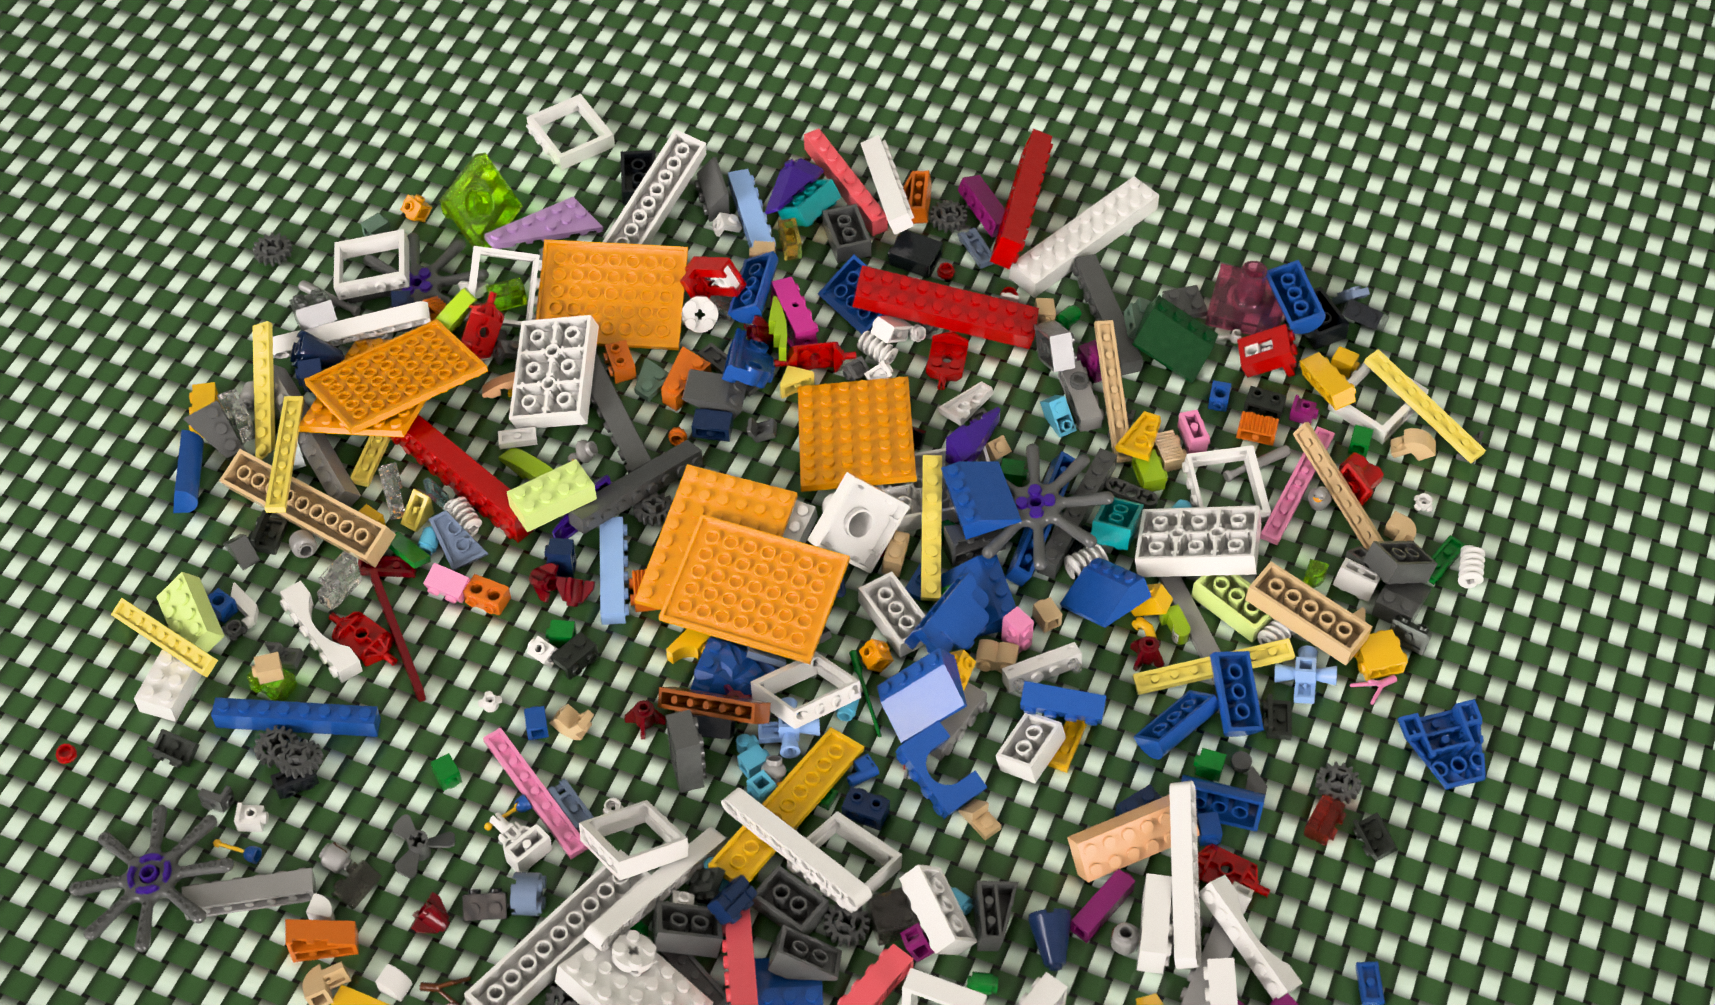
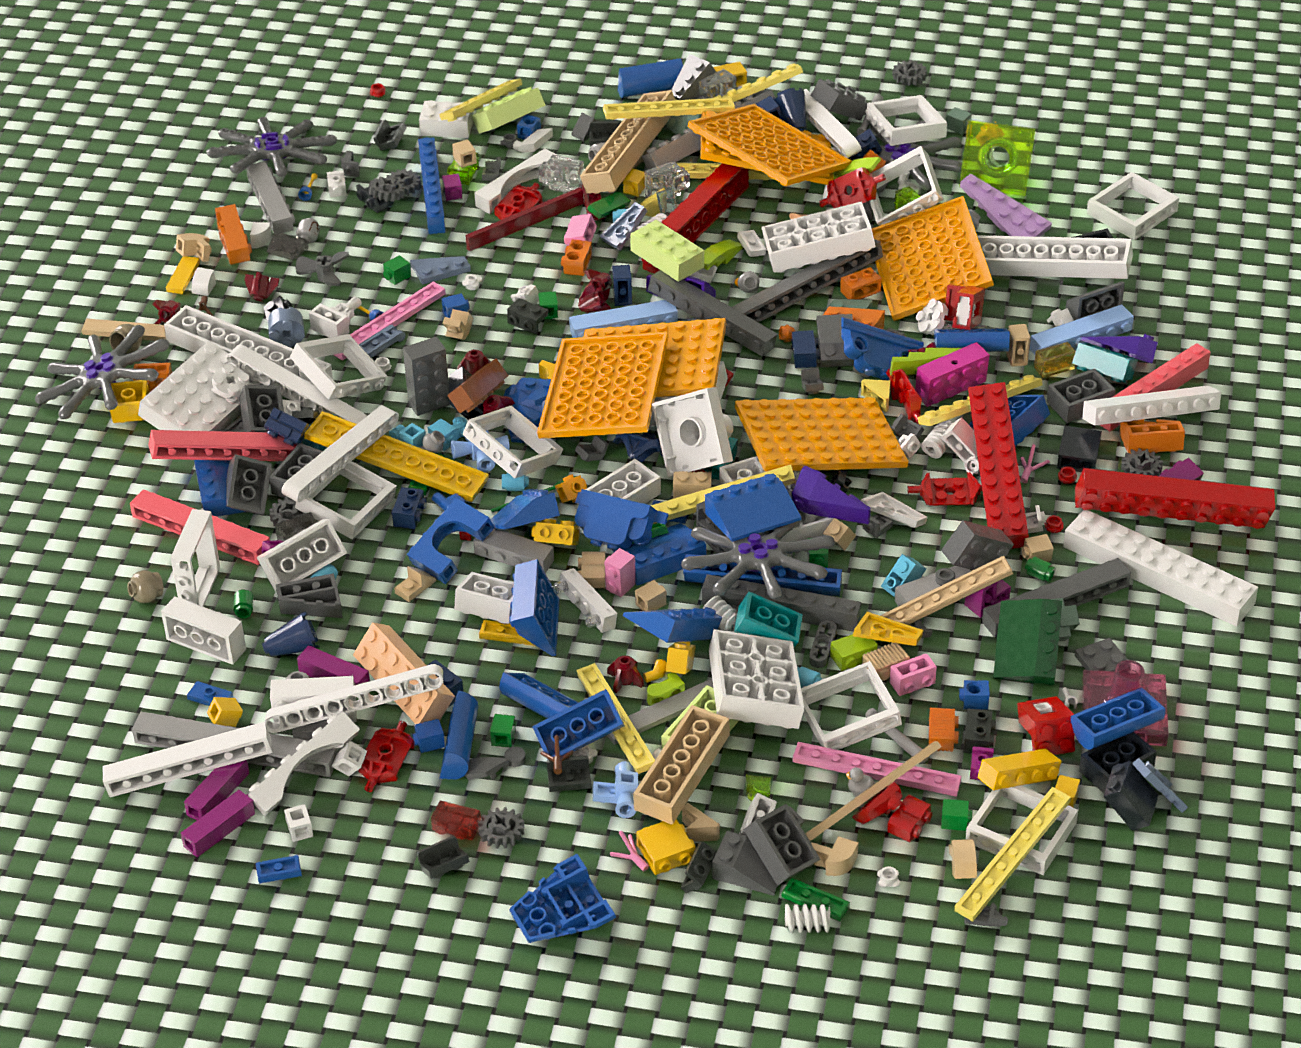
camera: 80 degrees right, 10 degrees down
(308, 693) = (452, 187): none -> magenta brick
(451, 732) = (439, 268): none -> sand blue wing
(837, 305) = (963, 406): none -> light yellow plate
(1280, 715) = (557, 759): none -> reddish brown plant
(1312, 957) = (298, 823): none -> white brick

